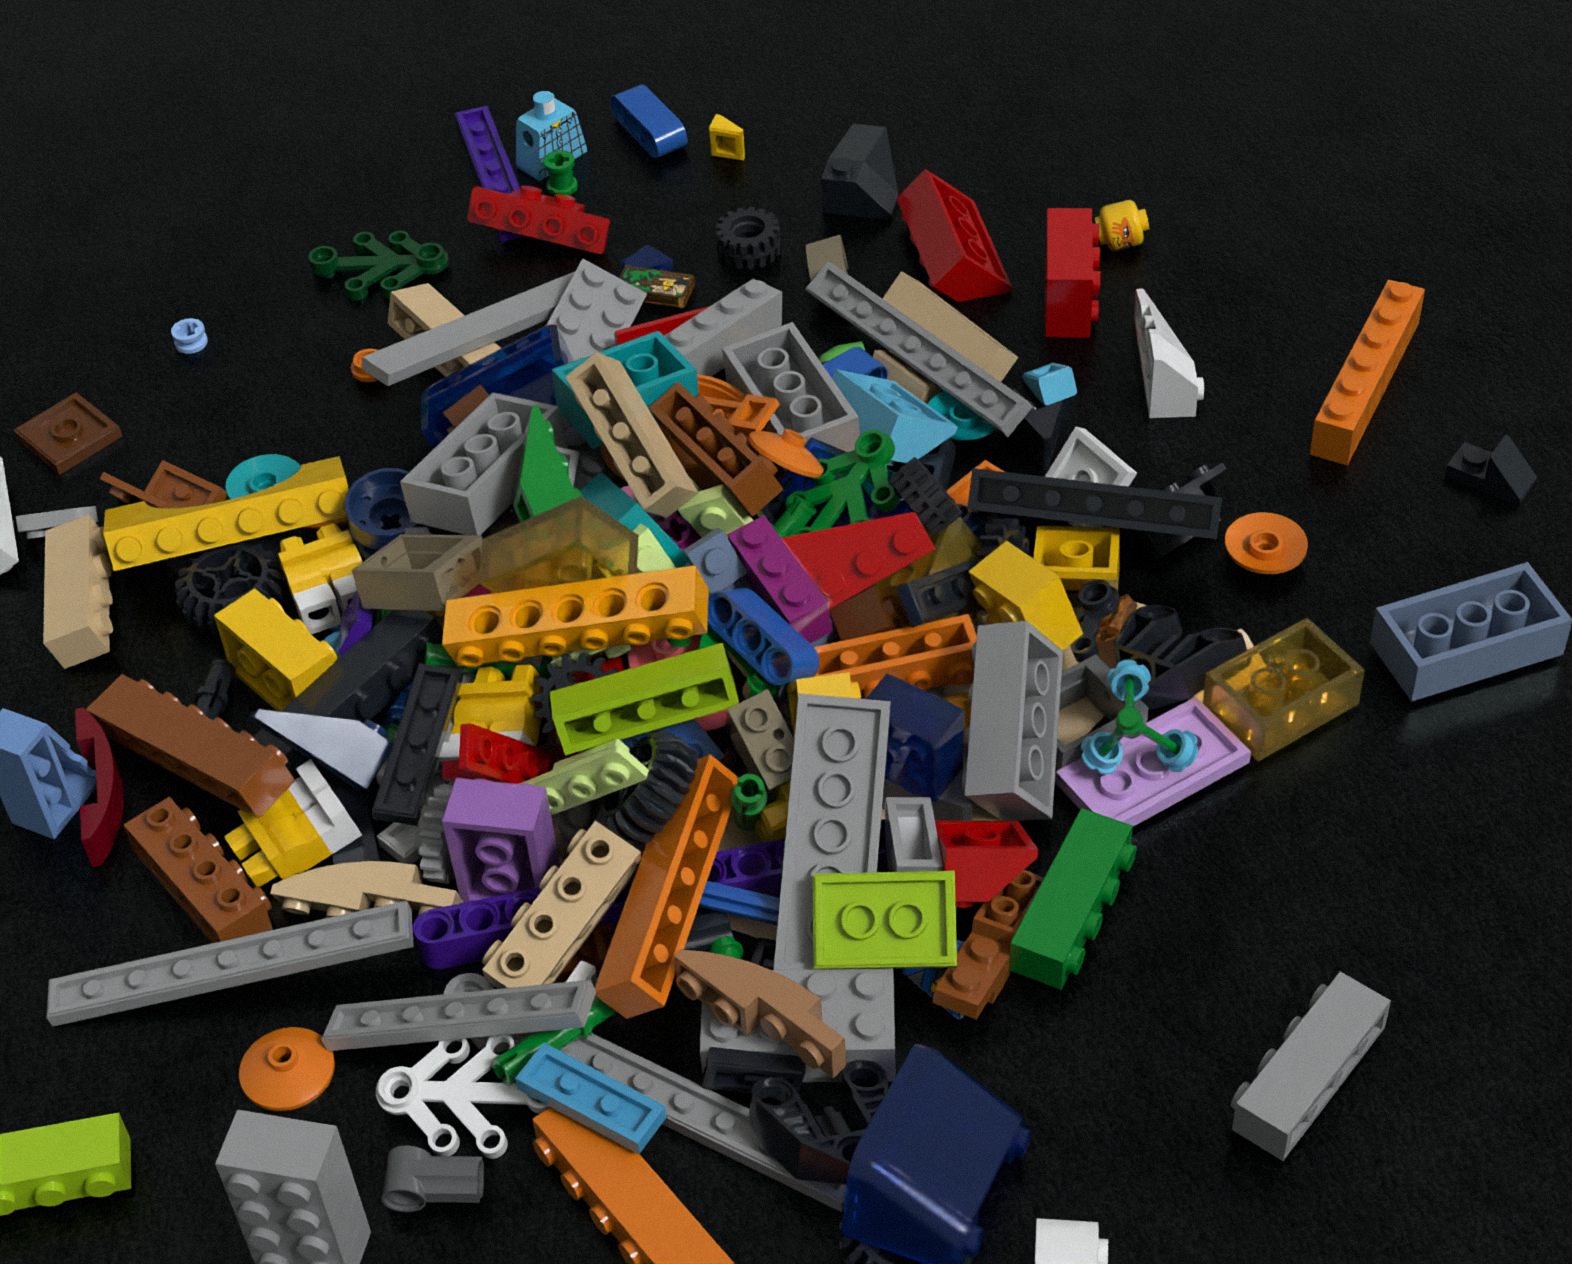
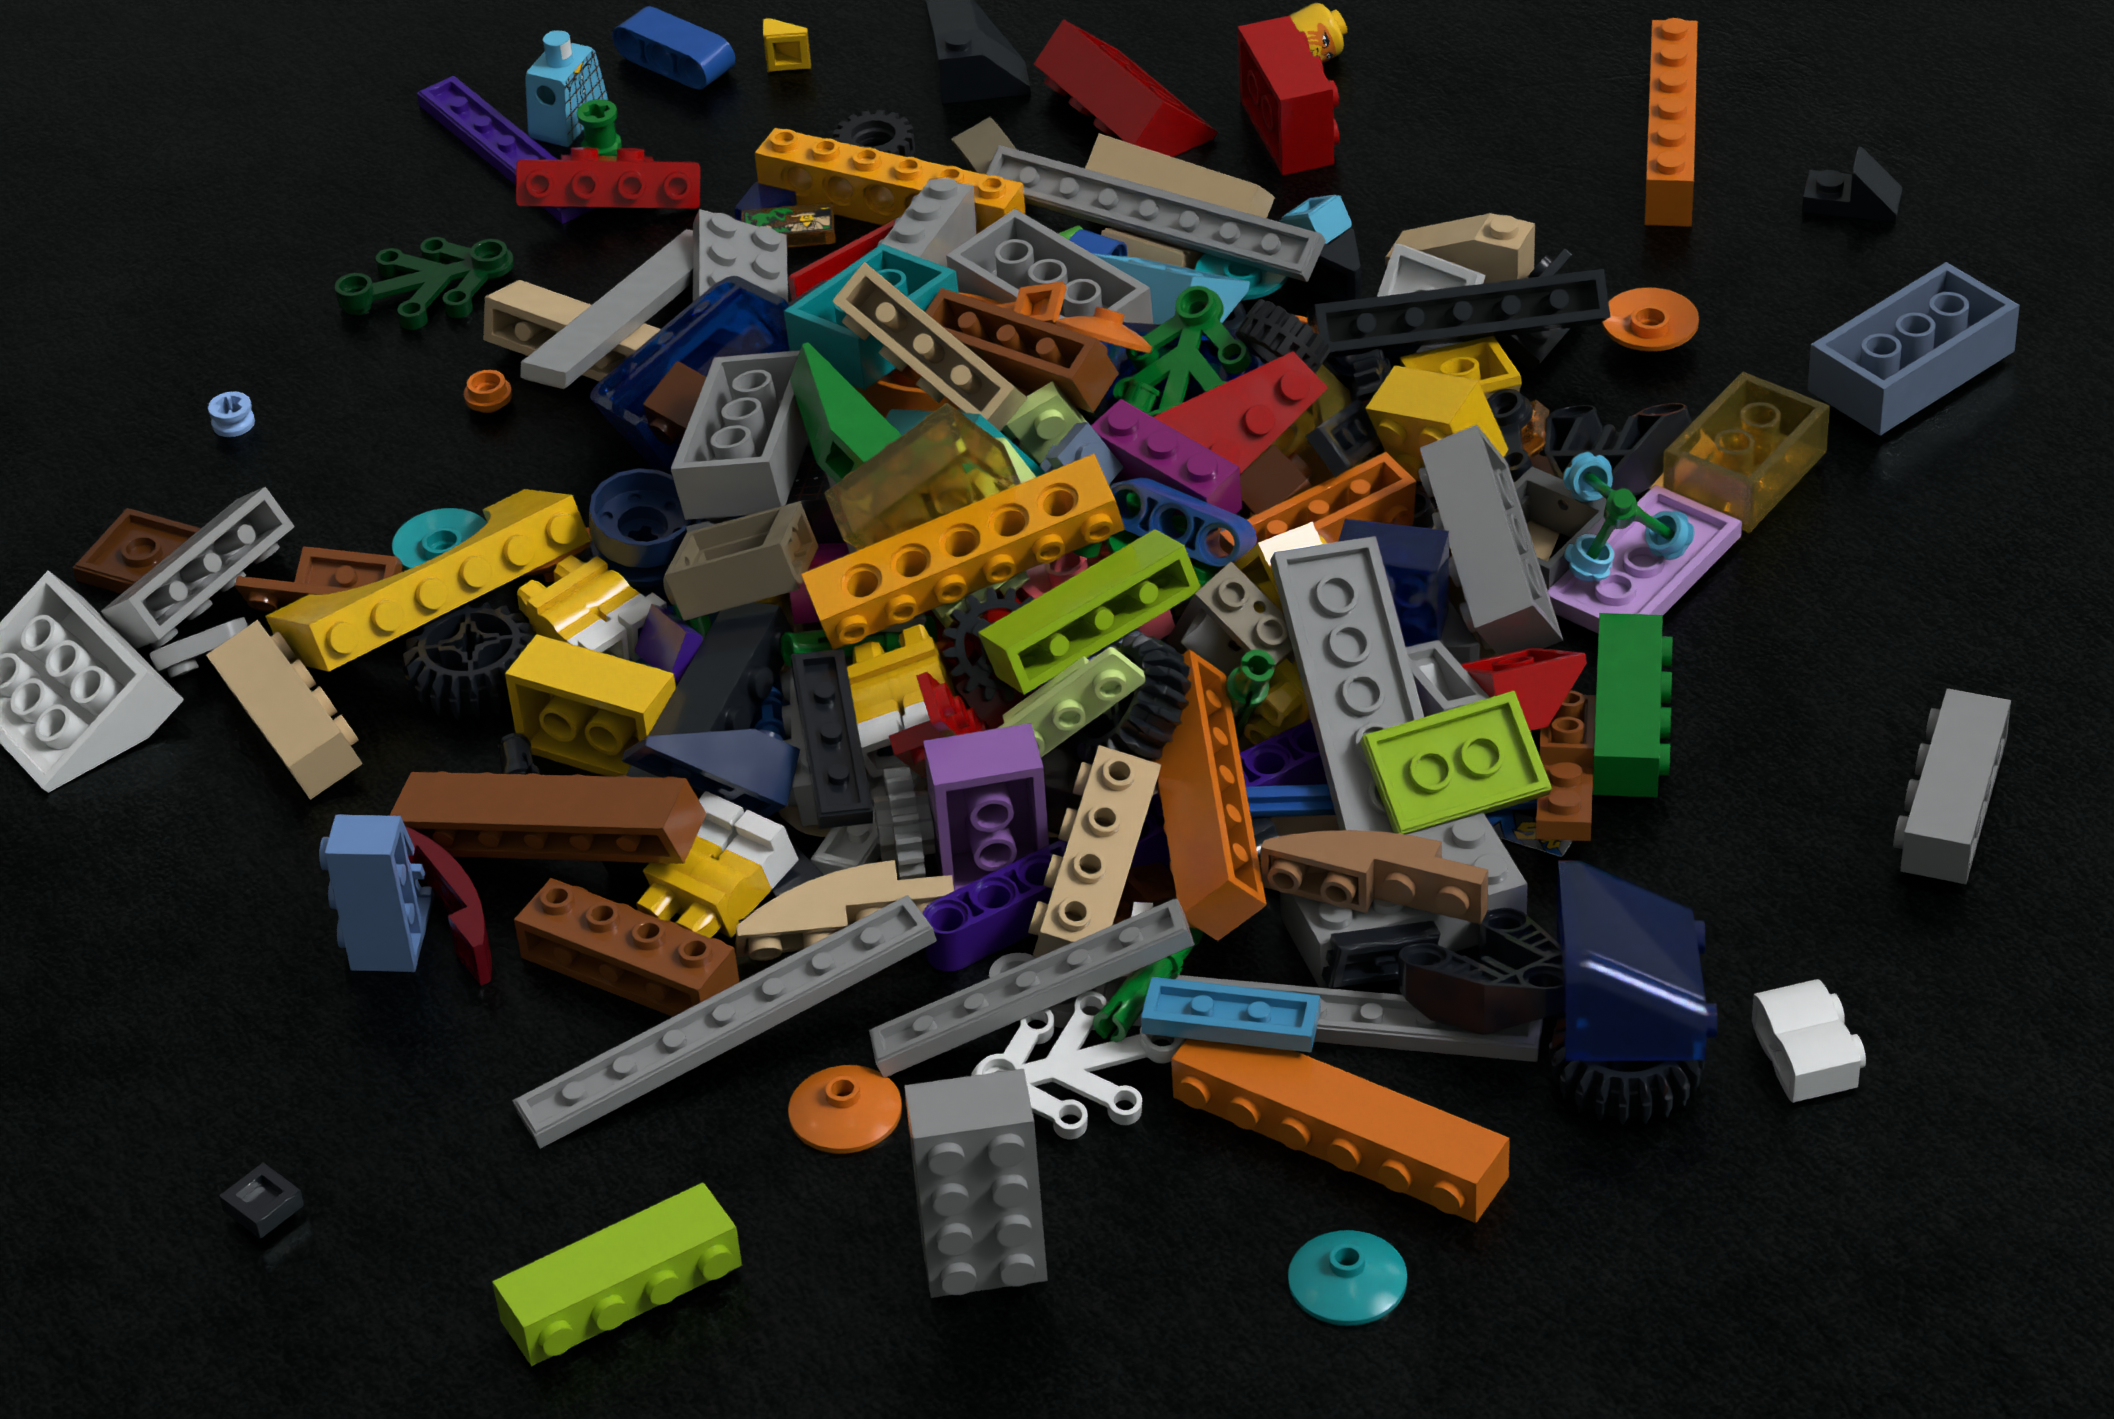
camera: 20 degrees left, 5 degrees down
(85, 457) = (198, 569): none -> light grey brick
(419, 1178) = (1072, 1157): dark grey piece -> none
(725, 266) = (870, 182): none -> light orange brick
(1153, 443) = (1483, 243): none -> tan slope
(1165, 364) = (1441, 169): white wedge -> none

